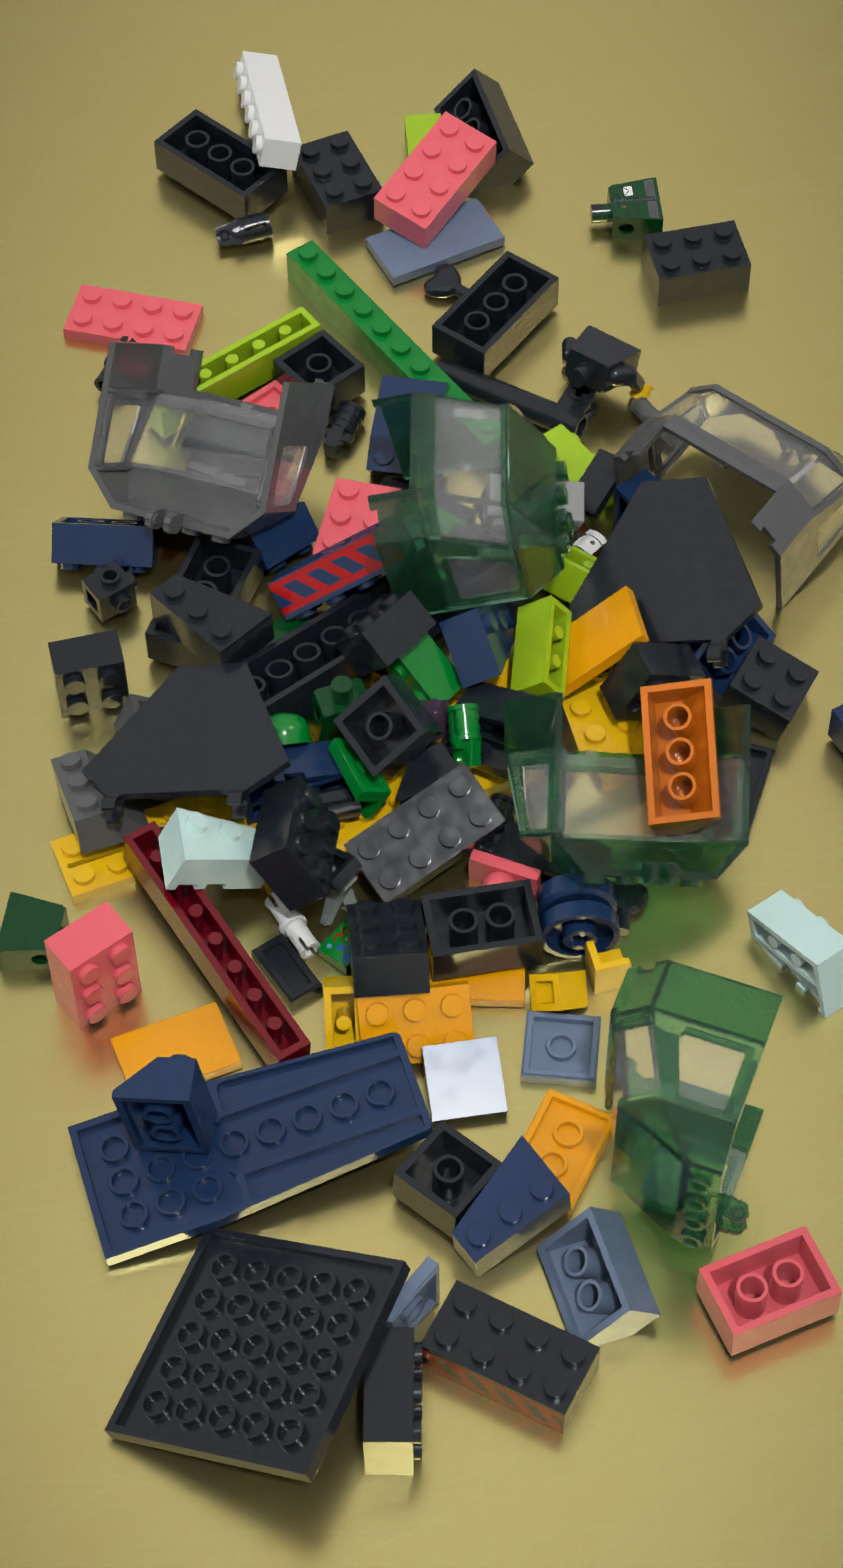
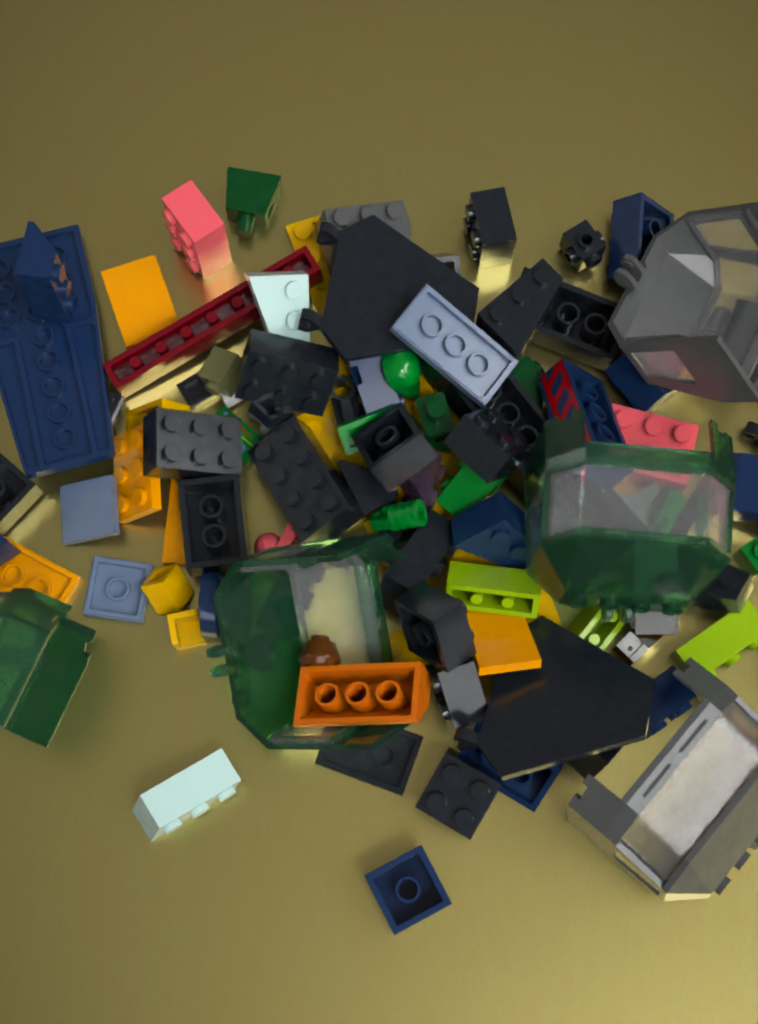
camera: 90 degrees right, 20 degrees up
(261, 673) = (454, 345): none -> sand blue tile
(282, 936) = (220, 372): none -> olive brick
(598, 483) = (683, 646): black tile -> none
(599, 677) = (436, 626): none -> black brick
(631, 808) = (319, 652): none -> reddish brown cone

